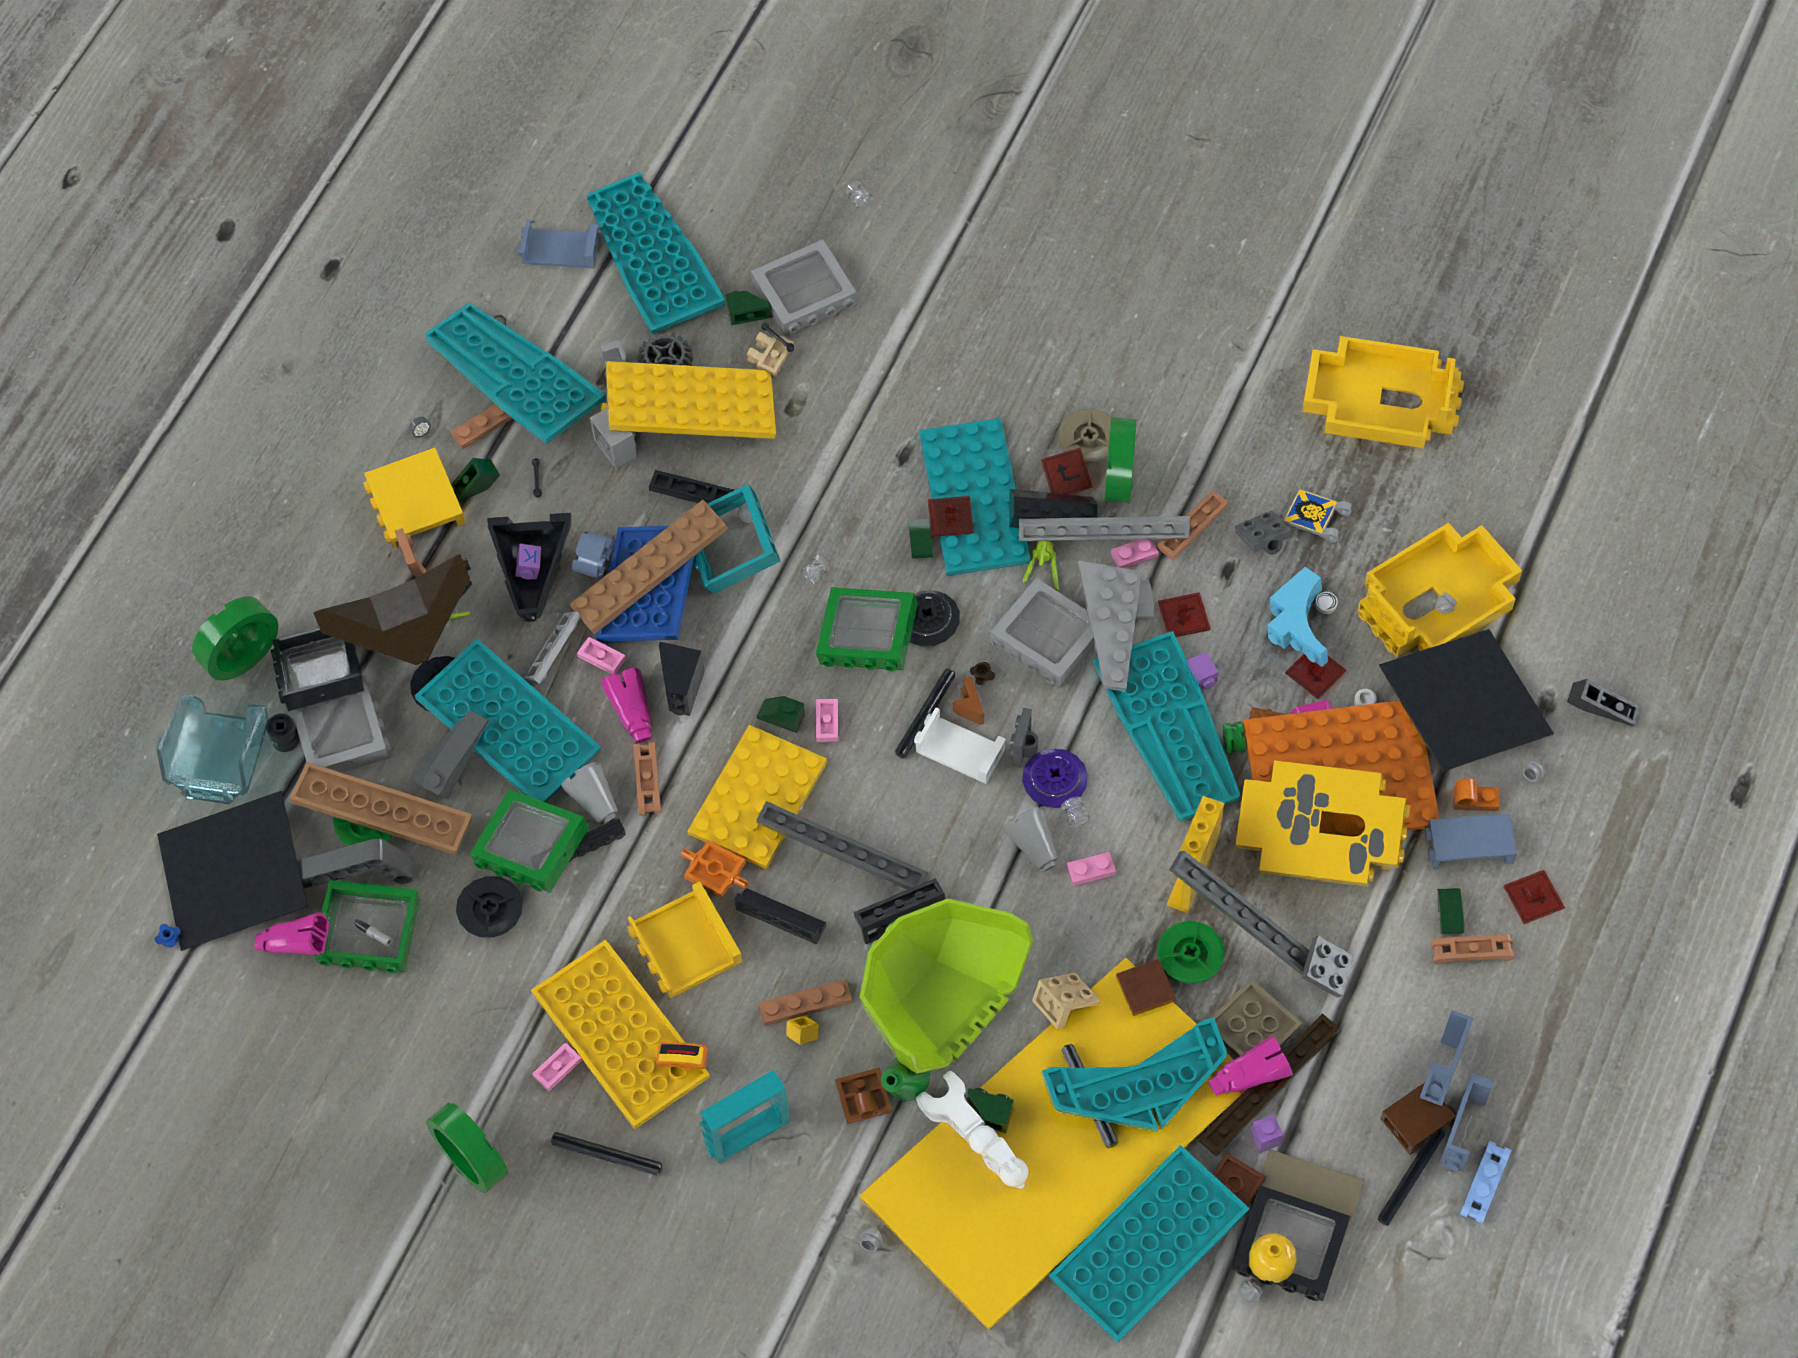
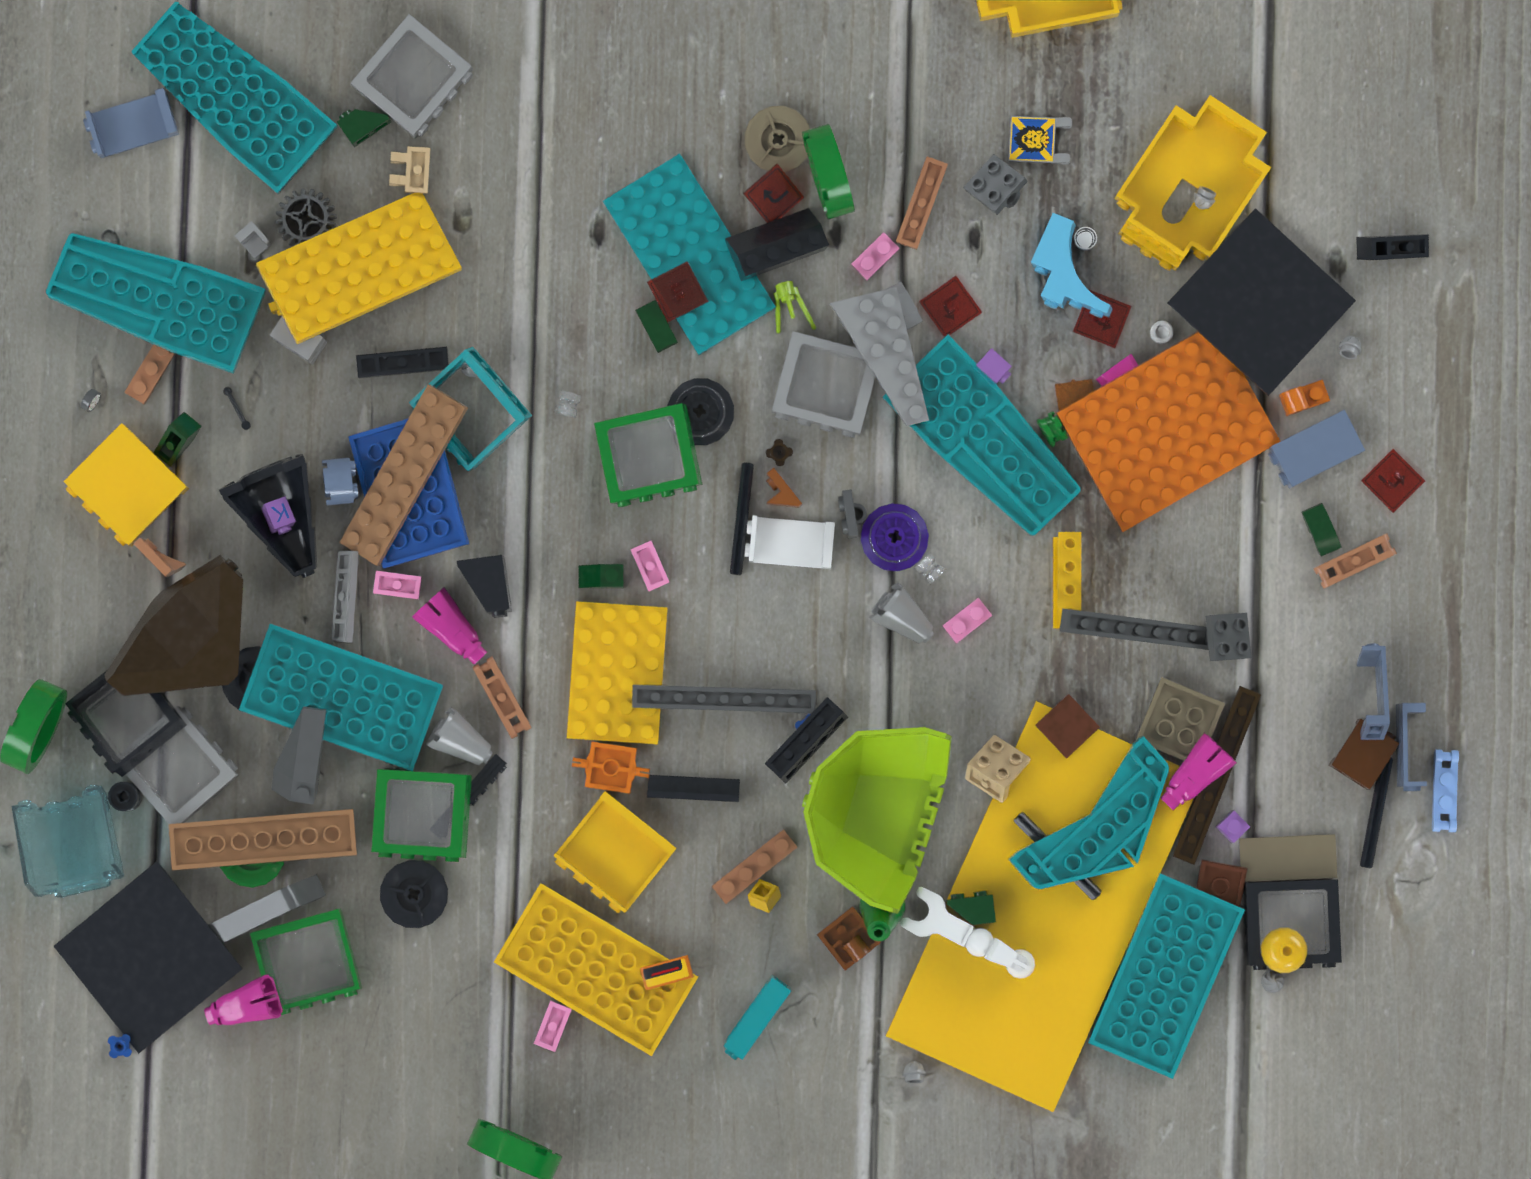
camera: 25 degrees left, 25 degrees up
(373, 932) = (318, 969): light grey piece -> none
(606, 1153) = (636, 1089): black axle -> none
(789, 346) = (430, 157): black hinge -> none
(1104, 528) = (838, 249): light grey tile -> none
(1195, 938) = (1112, 666): green piece -> none
(1286, 816) = (1136, 499): yellow panel -> none

